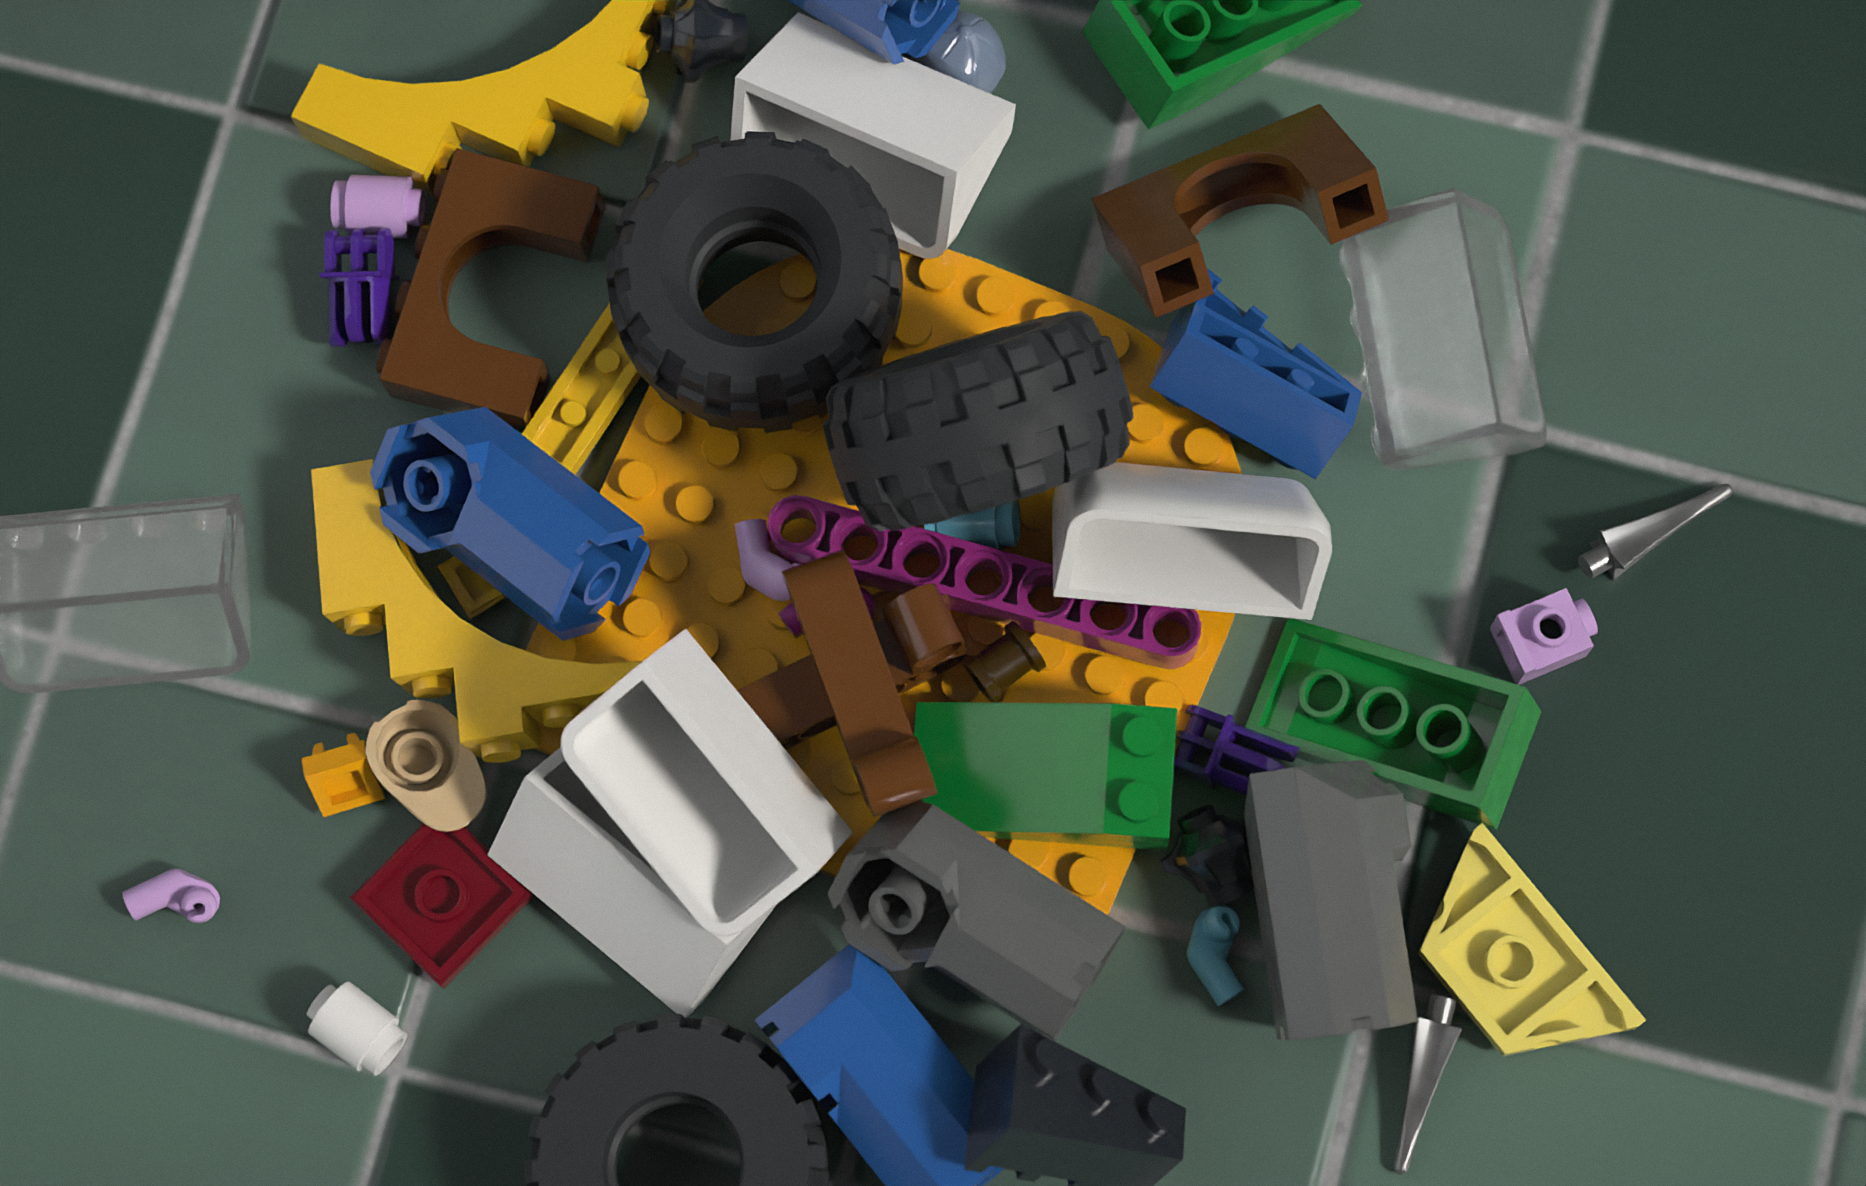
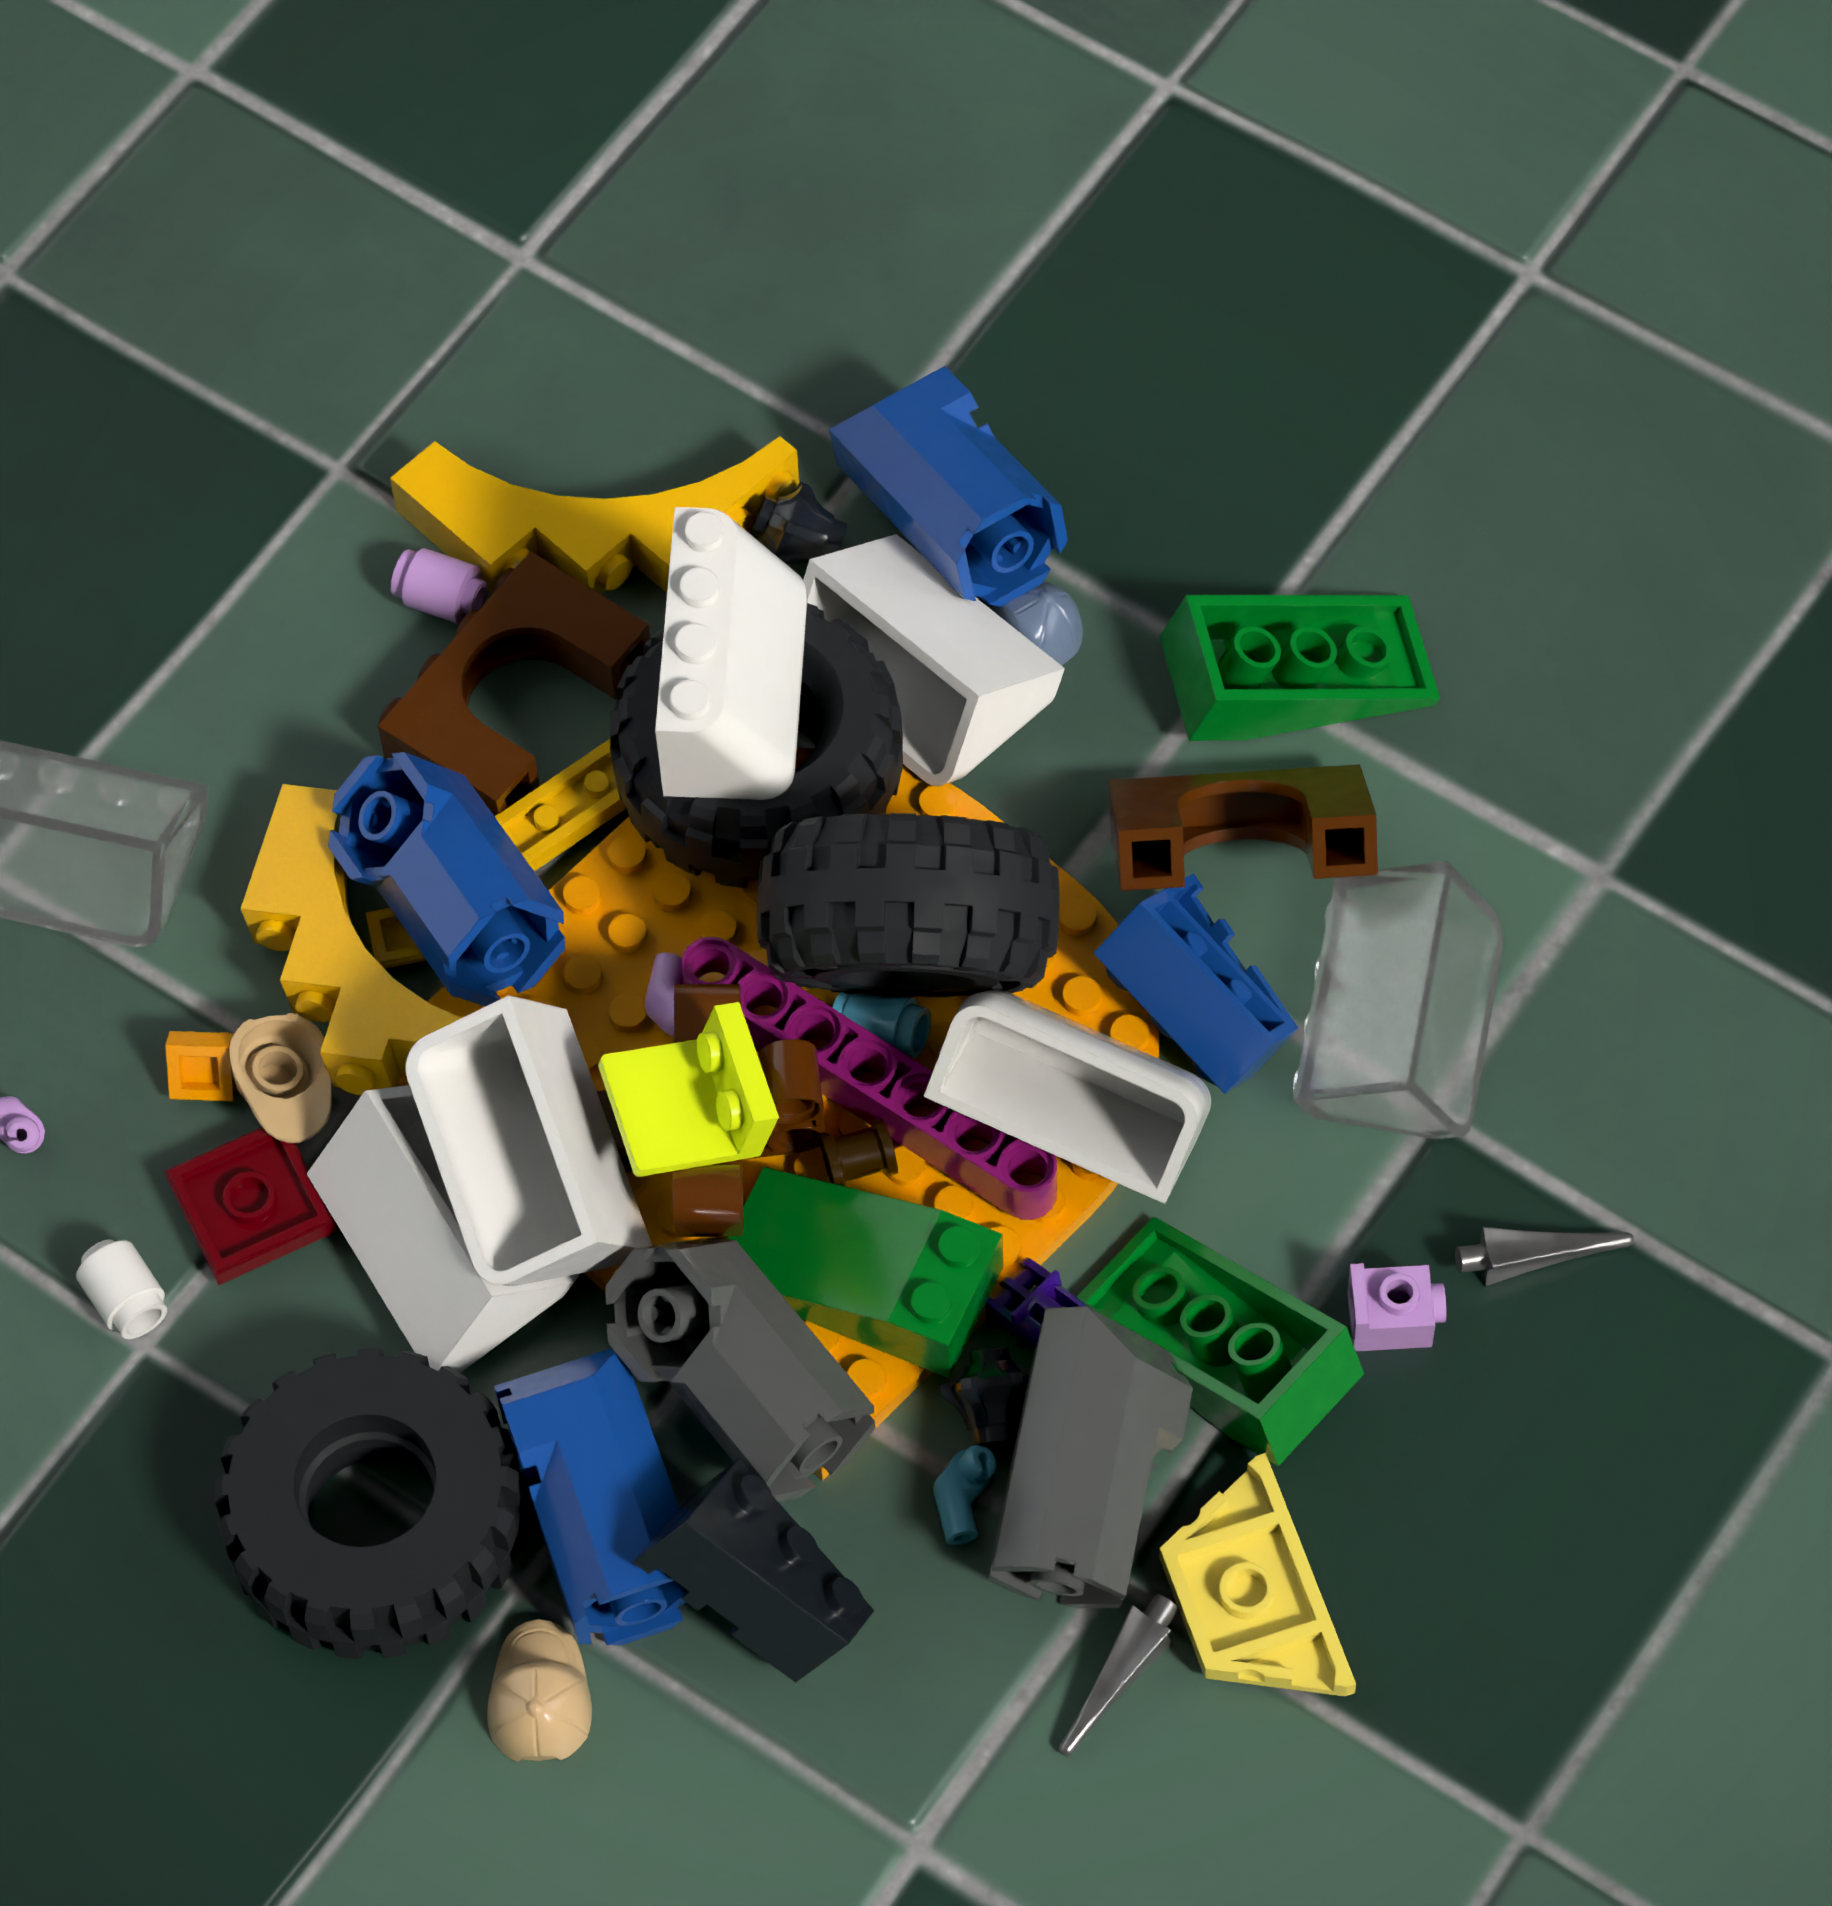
camera: 15 degrees right, 15 degrees down
(360, 298) = (393, 652): dark purple arm -> none
(719, 232) = (728, 663): none -> white windscreen
(849, 693) = (692, 1098): none -> neon yellow bracket

